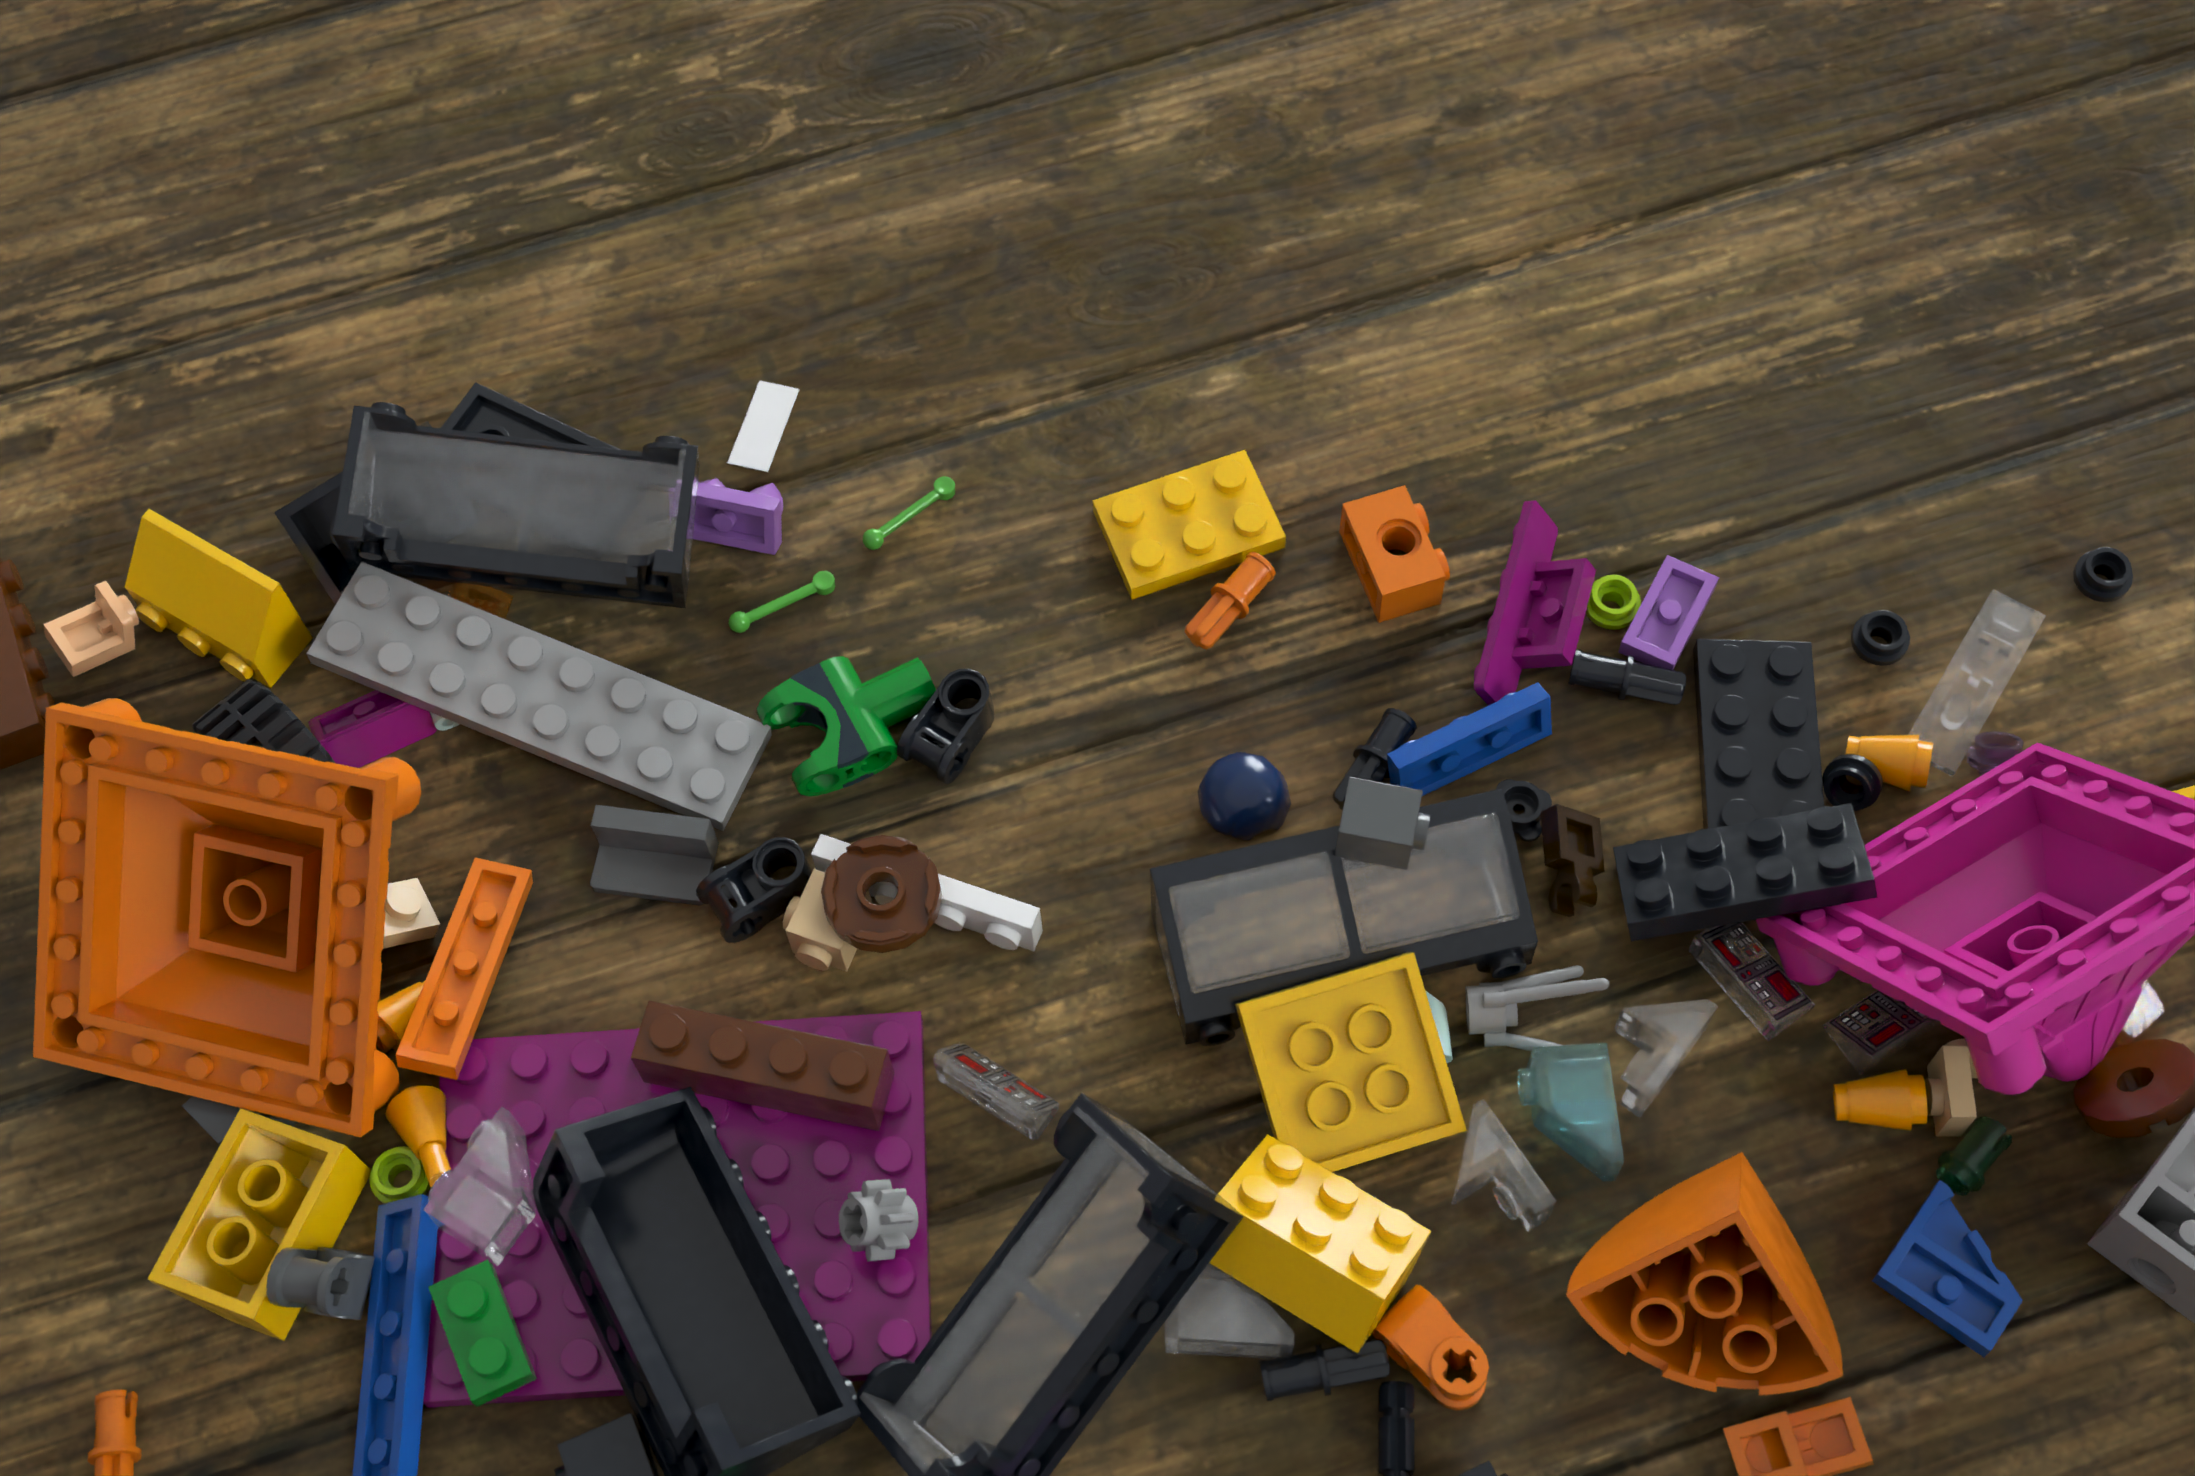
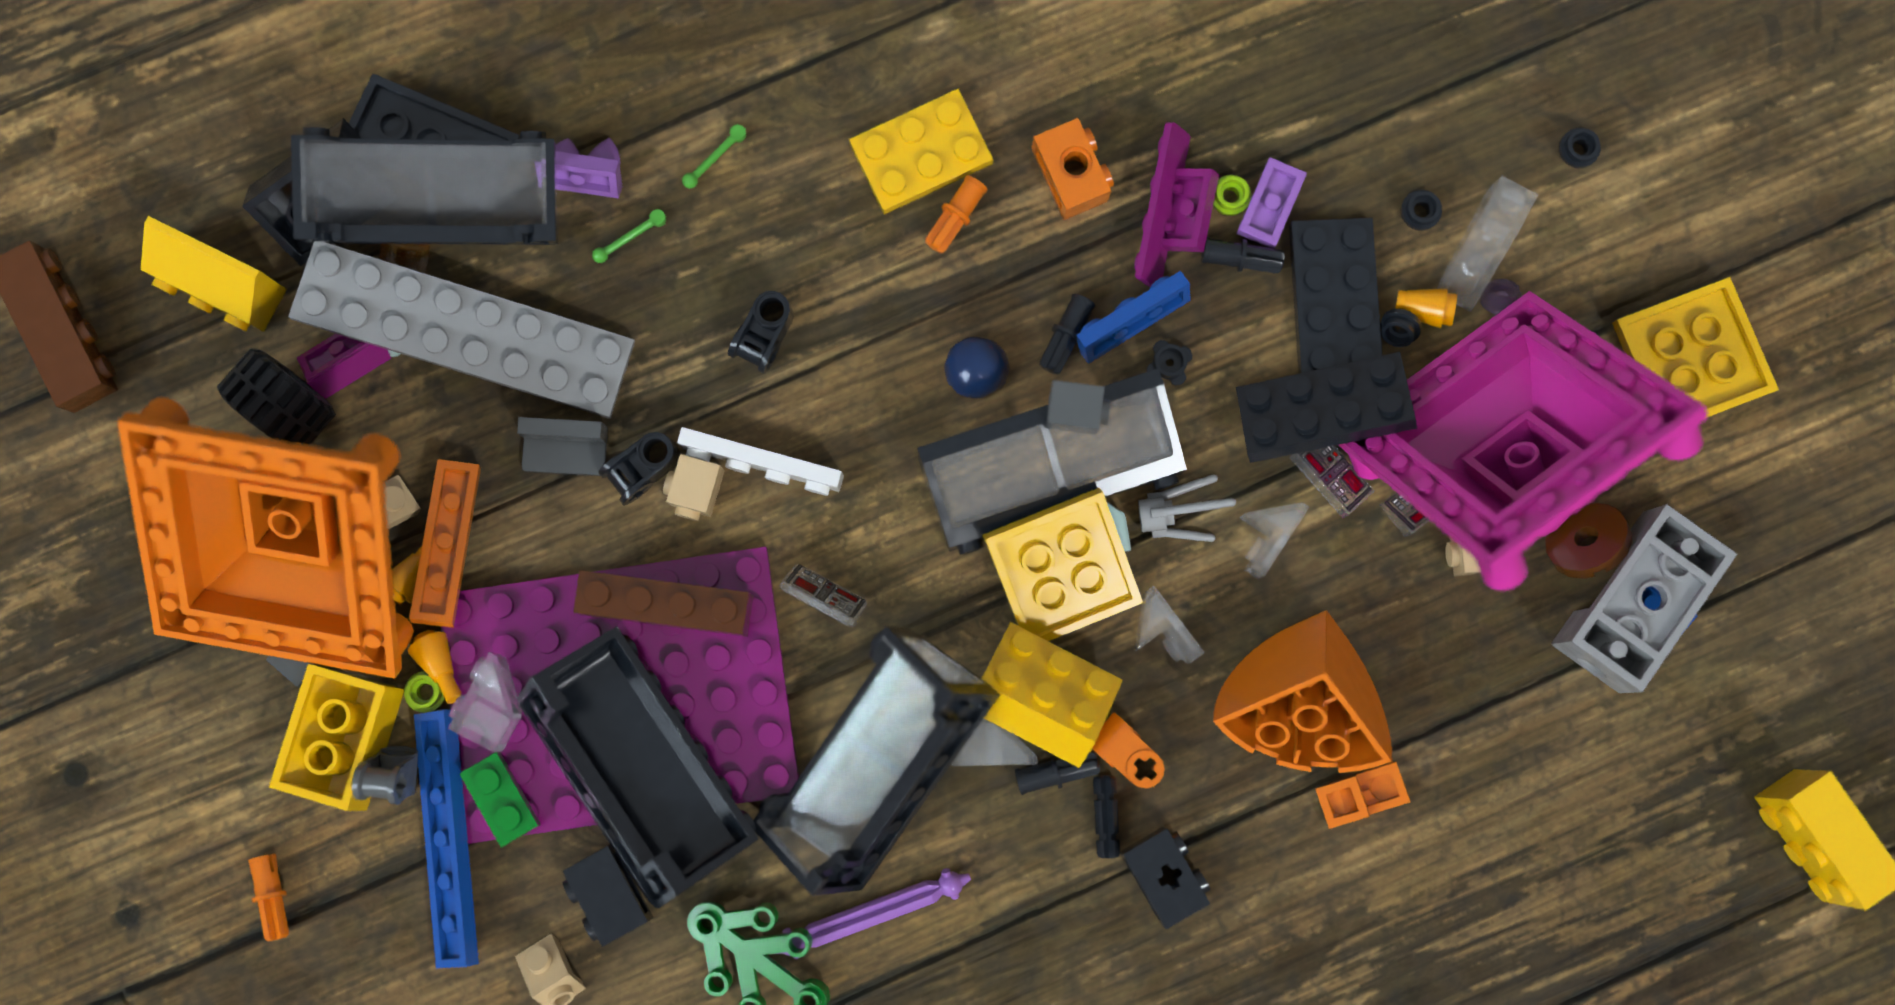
camera: 10 degrees left, 20 degrees up
(94, 631) = (124, 302): light nougat bracket -> none
(763, 426) = (596, 89): white sticker -> none
(851, 716) = (692, 326): green connector -> none
(878, 1220) = (755, 705): light grey gear -> none
(887, 925) = (736, 495): reddish brown tile -> none
(1575, 849) = (1209, 393): dark brown plate -> none
(1575, 1103) = (1215, 578): clear light blue slope -> none
(1882, 1100) = (1419, 558): light orange cone -> none
(1950, 1275) = (1460, 673): blue wing -> none
(1966, 1165) = (1473, 598): clear green pin -> none

